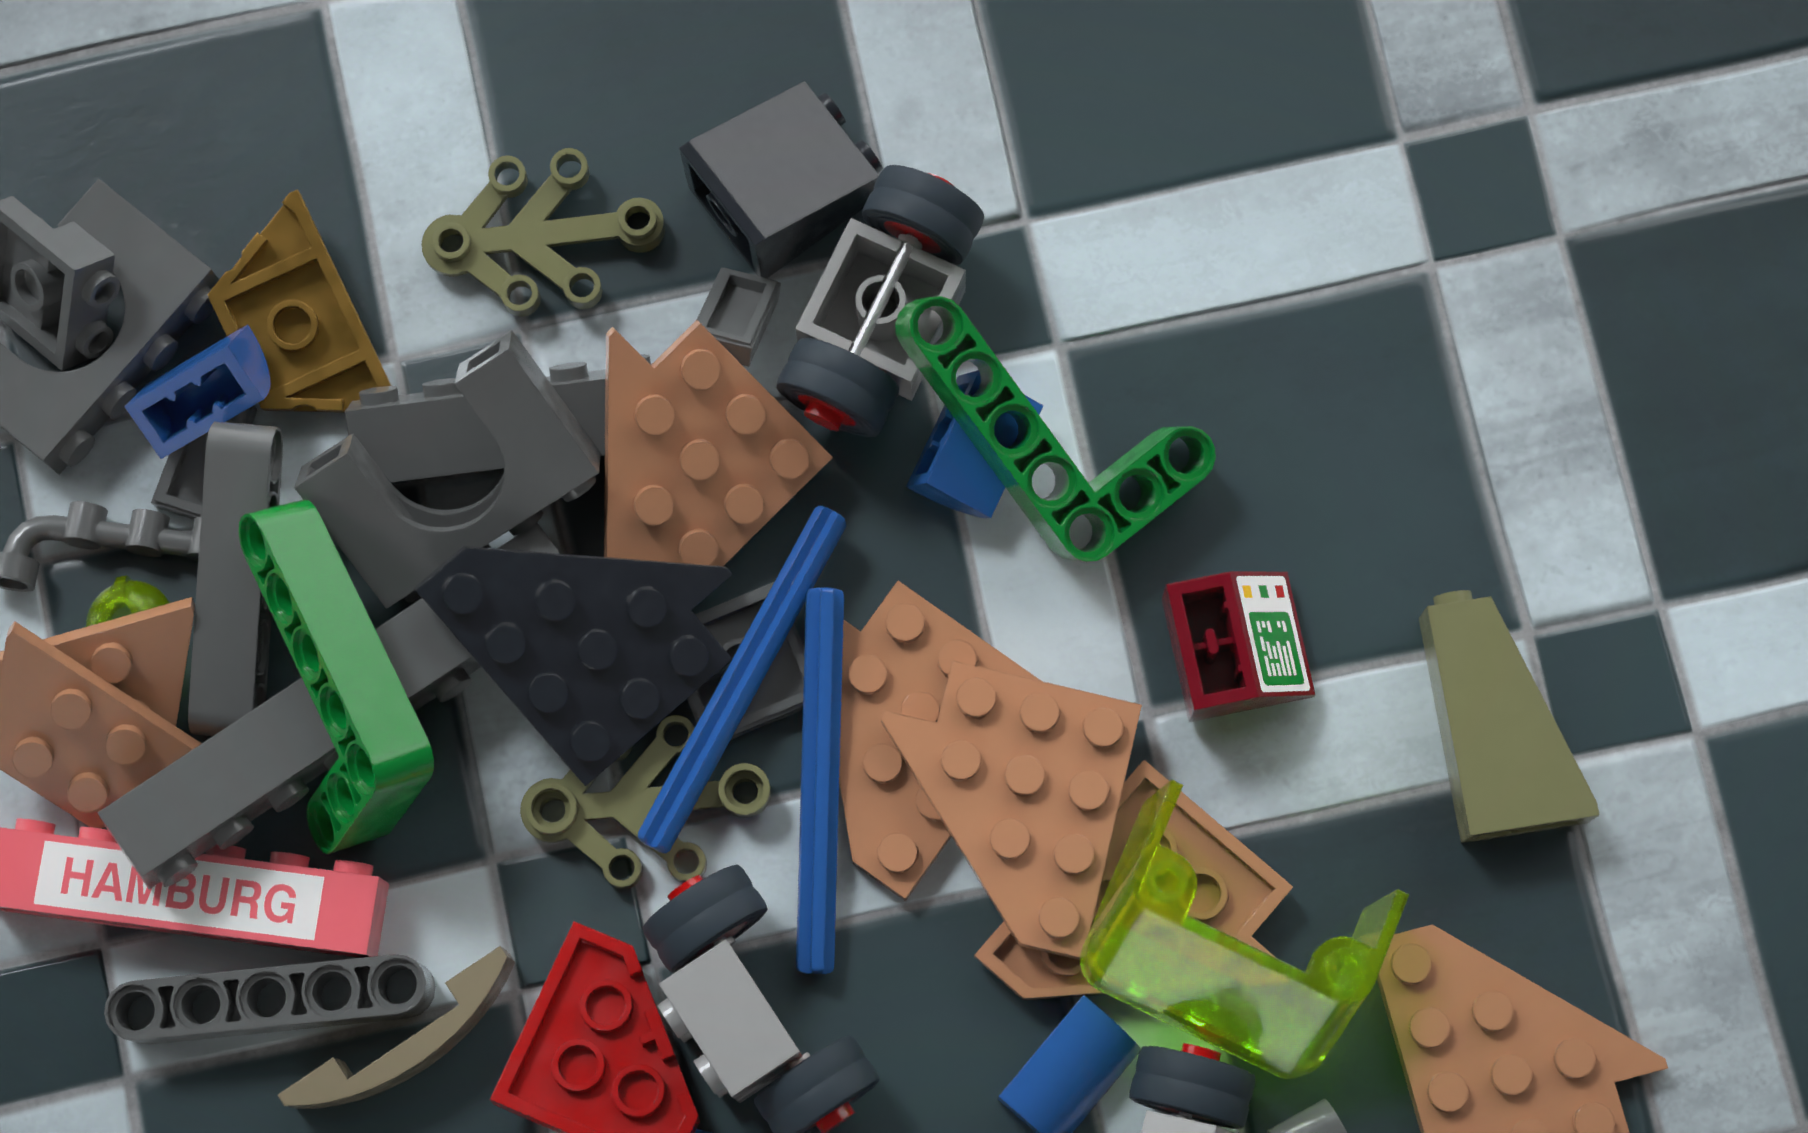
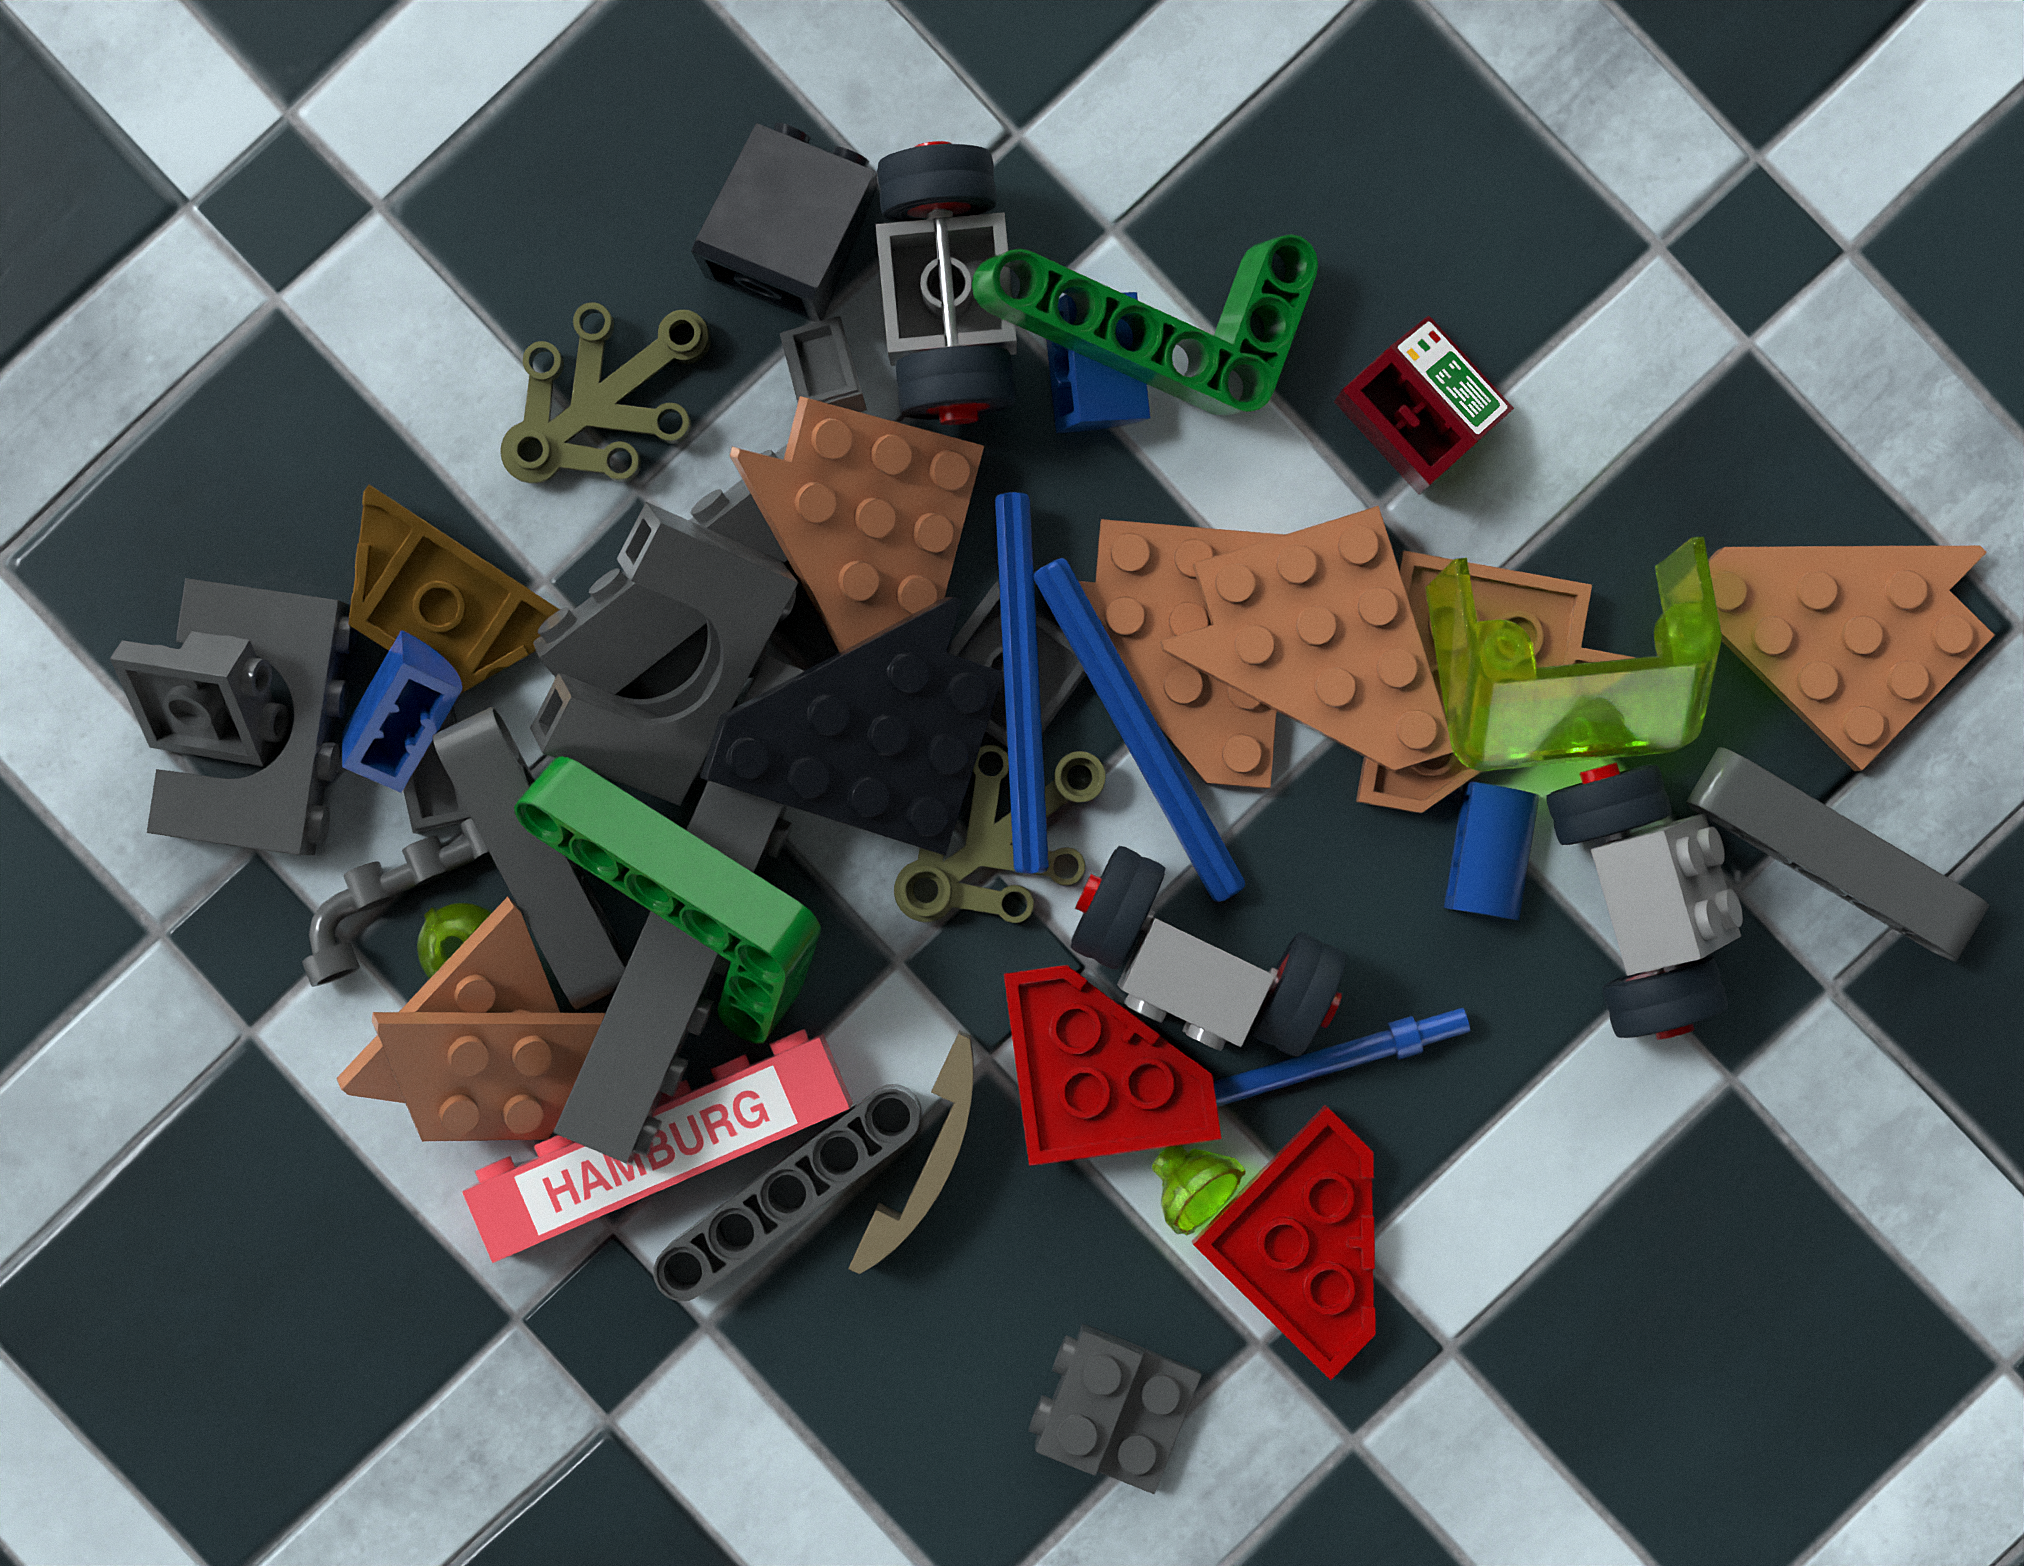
camera: 35 degrees left, 10 degrees up
(1496, 731) = (1682, 346): olive slope -> none

